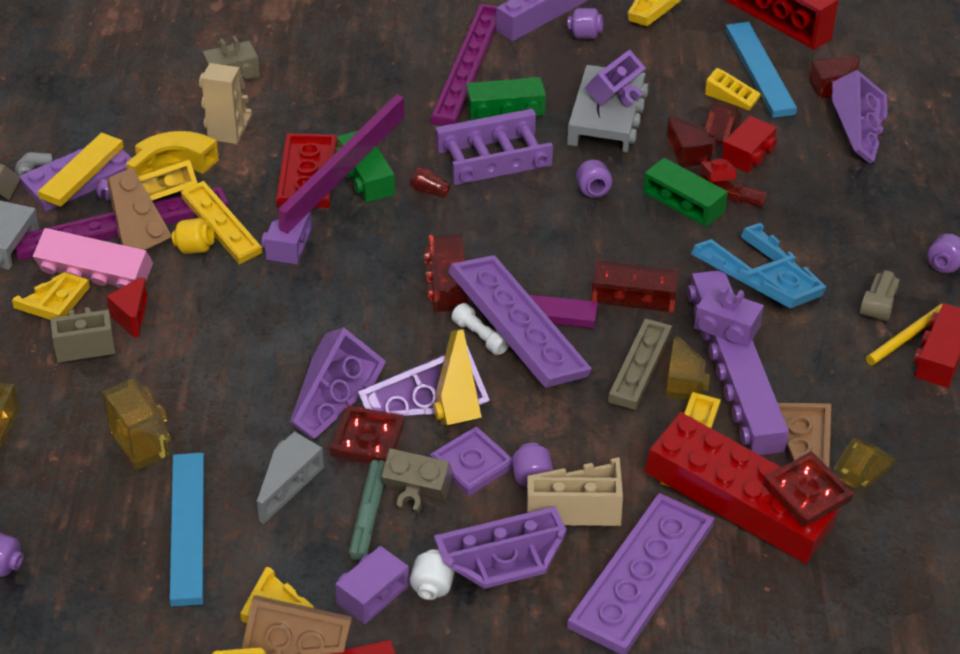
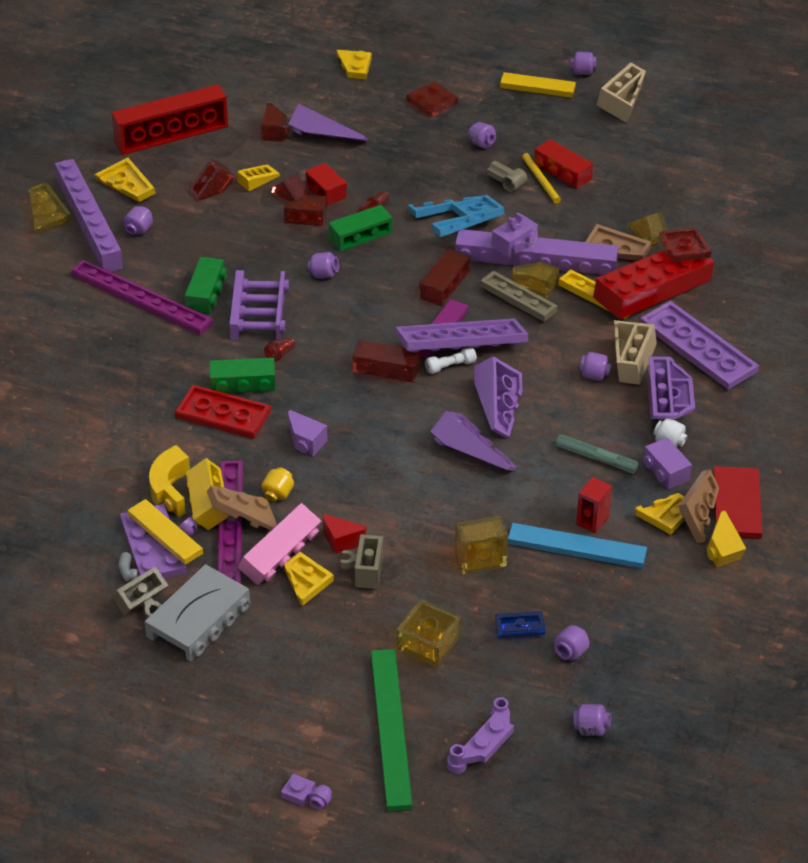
camera: 70 degrees left, 0 degrees up
(24, 499) = (520, 624): none -> clear blue plate
(224, 103) = (140, 427): tan wedge -> none
(226, 226) = (259, 467): yellow tile -> none
(236, 55) = (66, 423): dark tan brick -> none
(245, 516) = (593, 505): none -> red brick
(290, 469) = (551, 482): light grey slope -> none
(340, 164) = (257, 376): magenta tile -> none
(366, 434) = (530, 438): clear red plate -> none
(416, 477) = (586, 419): dark tan brick -> none
(456, 387) = (515, 373): yellow slope -> none
(474, 460) = (570, 397): medium lavender tile -> none
(606, 121) = (245, 238): light grey panel -> none
(617, 79) = (242, 214): medium lavender brick -> none
(694, 57) = (211, 181): none -> clear red slope
(717, 170) = (354, 203): red bracket -> none
(761, 70) = (239, 156): dark azure tile -> none

